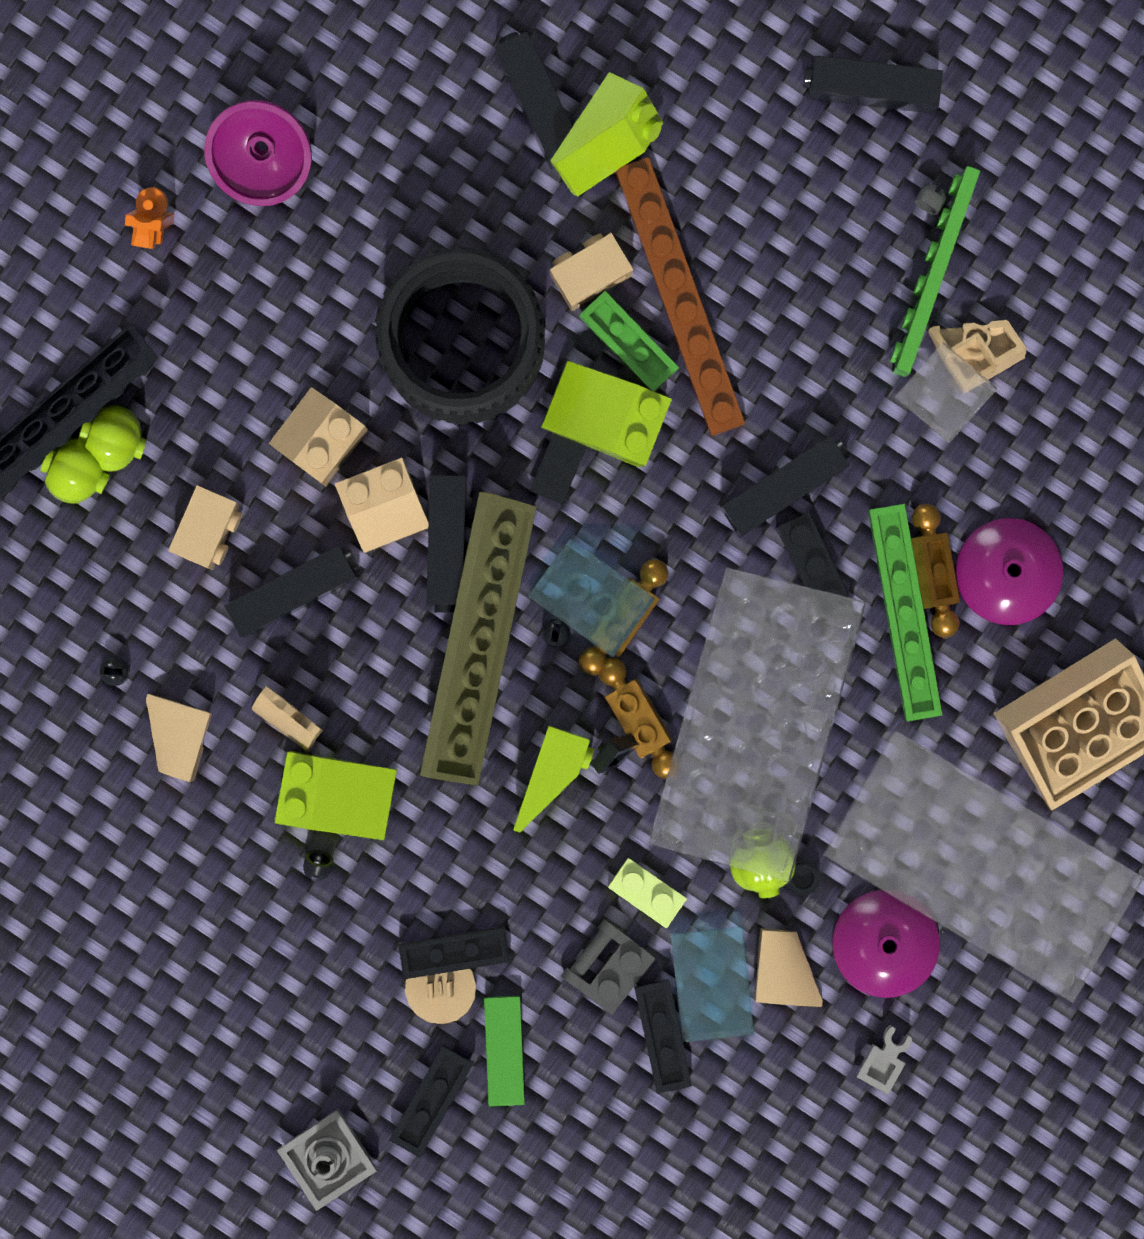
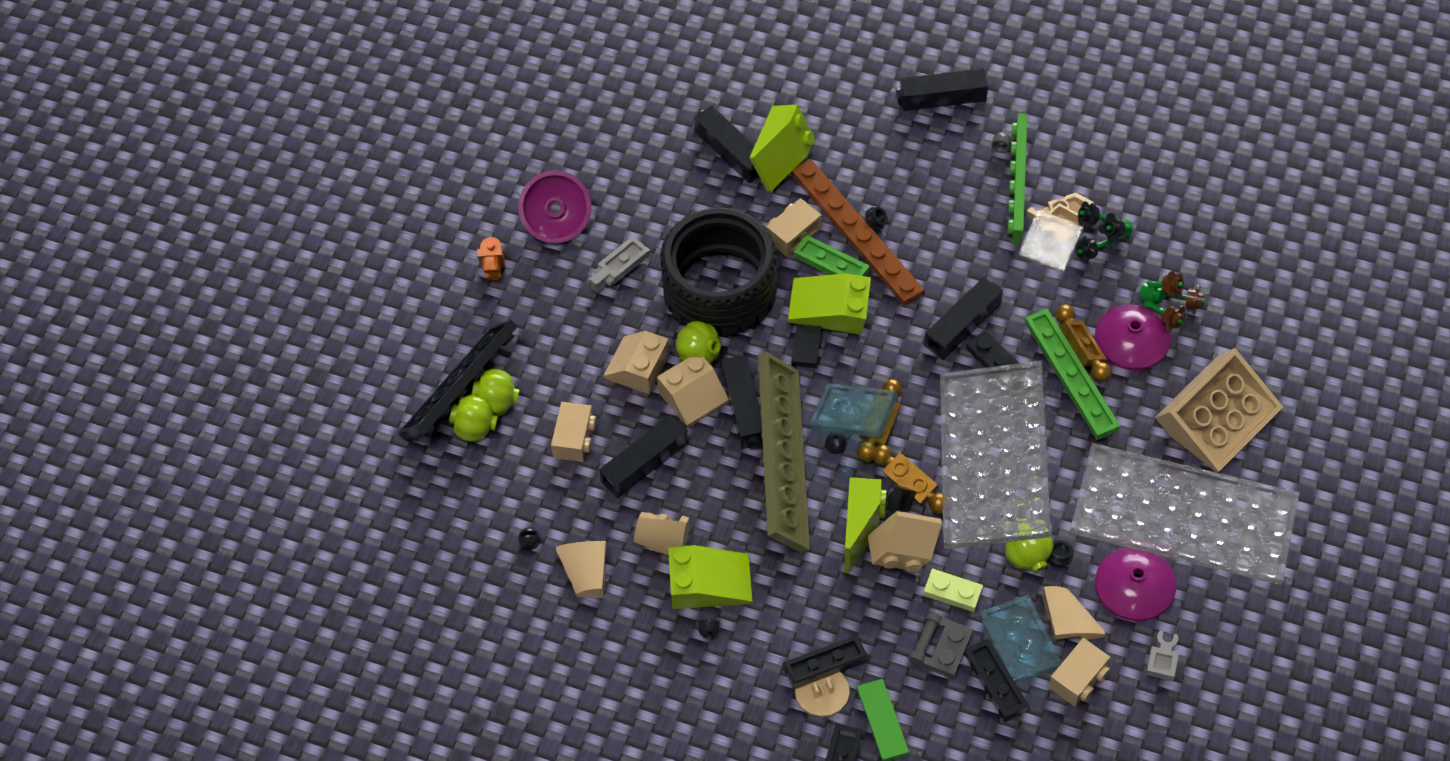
camera: 15 degrees left, 30 degrees down
(331, 266) = (619, 264): none -> light grey hinge
(406, 439) = (699, 341): none -> lime plant
(596, 828) = (904, 541): none -> tan slope
(712, 286) = (876, 218): none -> black plate
(771, 1057) = (1080, 672): none -> tan brick
(1032, 412) = (1113, 228): none -> black plant
(1084, 530) = (1172, 287): none -> reddish brown plant

